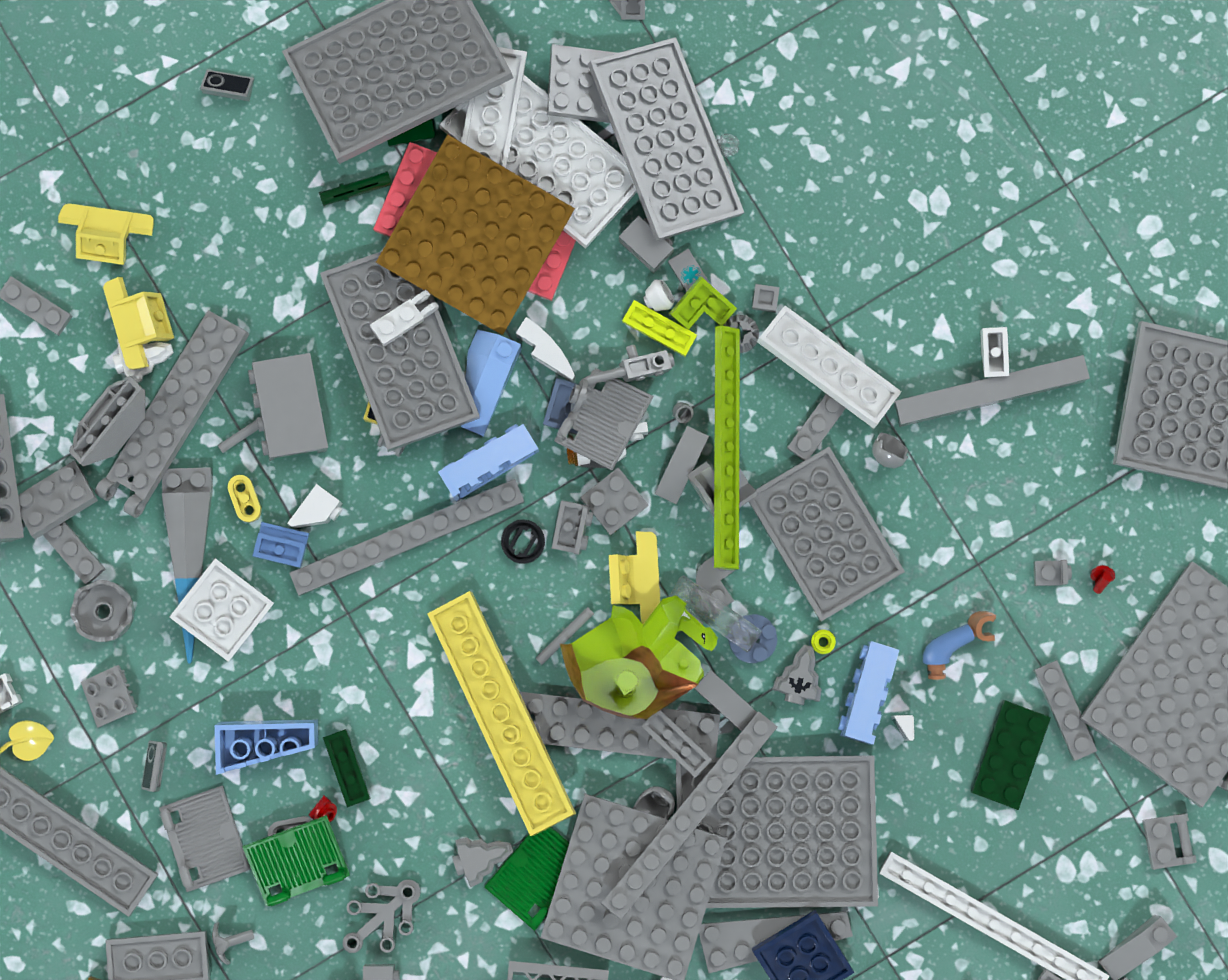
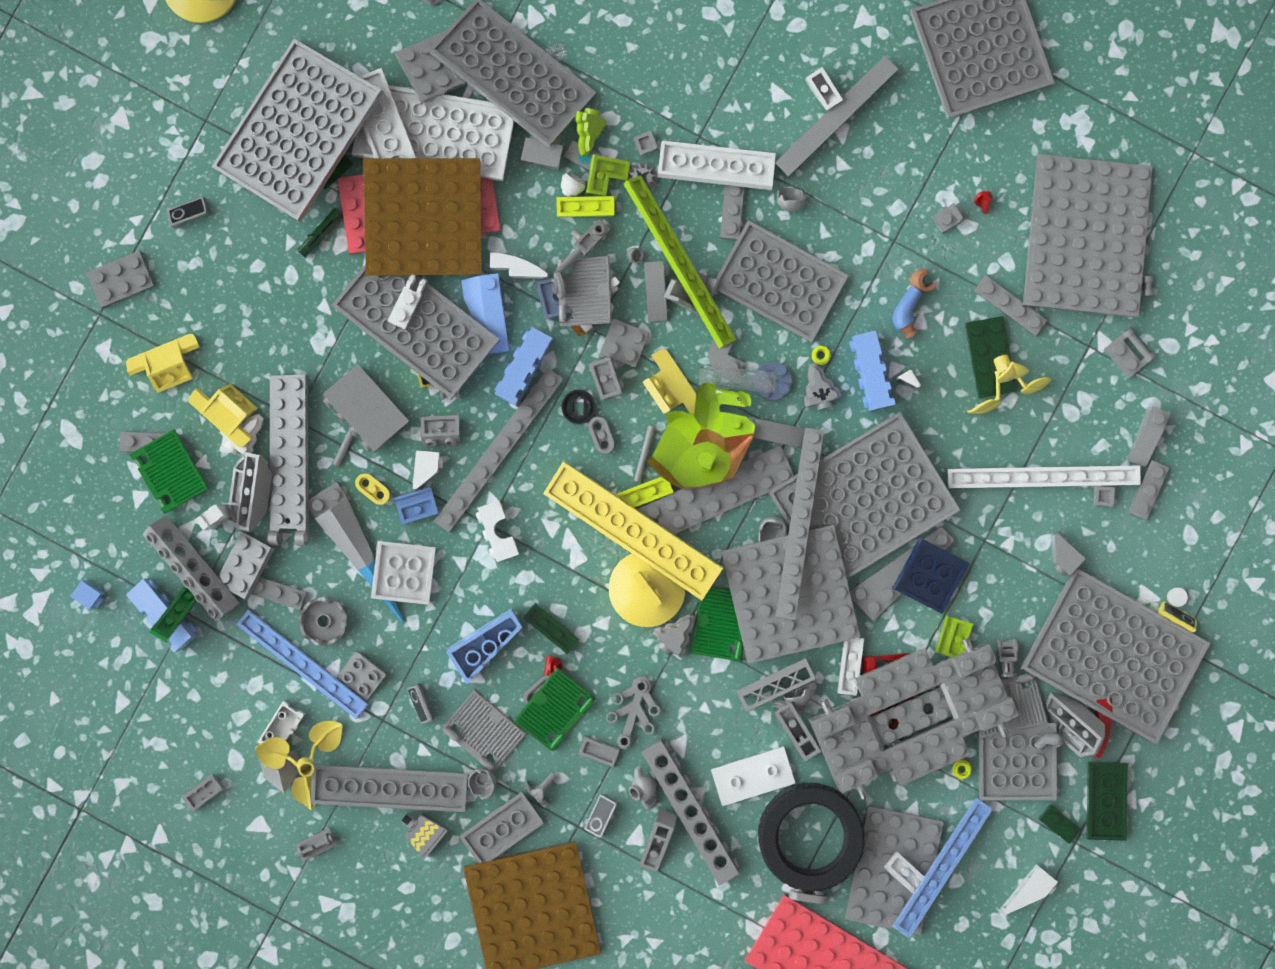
camera: 25 degrees left, 5 degrees up
(36, 349) = (169, 471): none -> green window
(52, 426) = (213, 517): none -> white piece
(52, 645) = (302, 664): none -> light blue tile
(69, 912) = (423, 833): none -> light grey torso
(112, 114) = (120, 279): none -> light grey plate
(167, 895) = (482, 782): none -> light grey hair
(318, 937) = (599, 751): none -> light grey tile
(353, 604) = (490, 516): none -> white arch
(356, 478) = (440, 430): none -> light grey bracket
(471, 790) = (643, 593): none -> light yellow bracket
(529, 587) = (601, 435): none -> light grey plate
(541, 679) = (646, 492): none -> neon yellow plate
(677, 743) = (763, 481): light grey plate -> none
(712, 247) = (589, 128): none -> lime rock
(1019, 782) = (1006, 372): none -> light yellow plant

